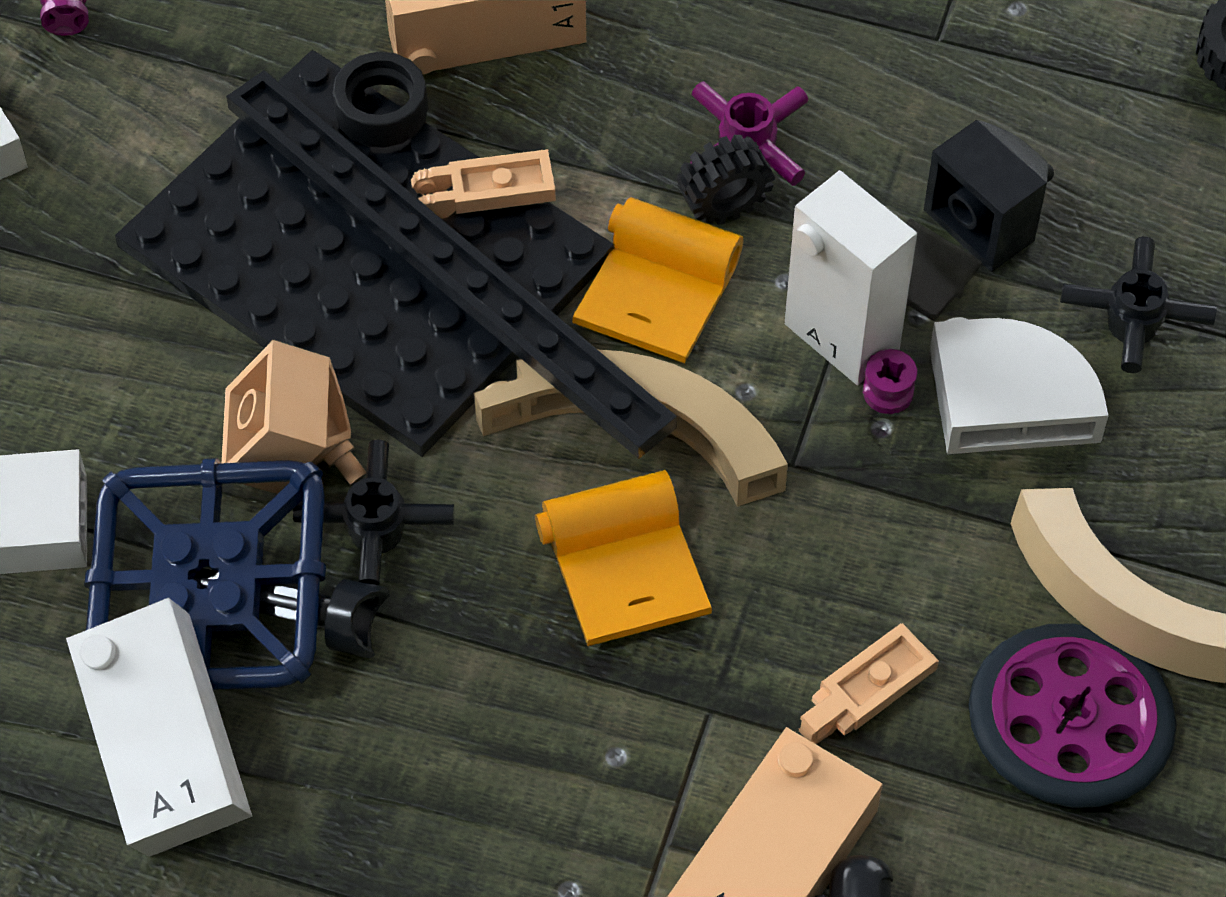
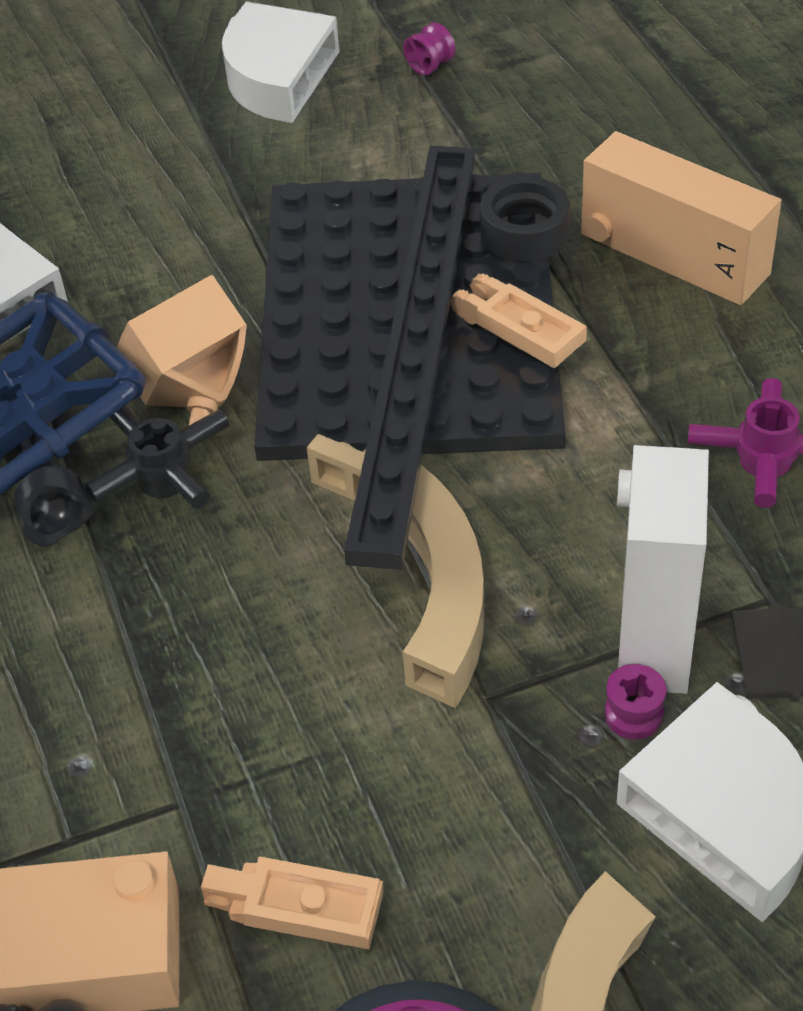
camera: 55 degrees right, 10 degrees down
(624, 557) = (271, 637): light orange door -> none
(659, 279) = (558, 485): light orange door -> none
(725, 179) = (704, 430): black tyre -> none

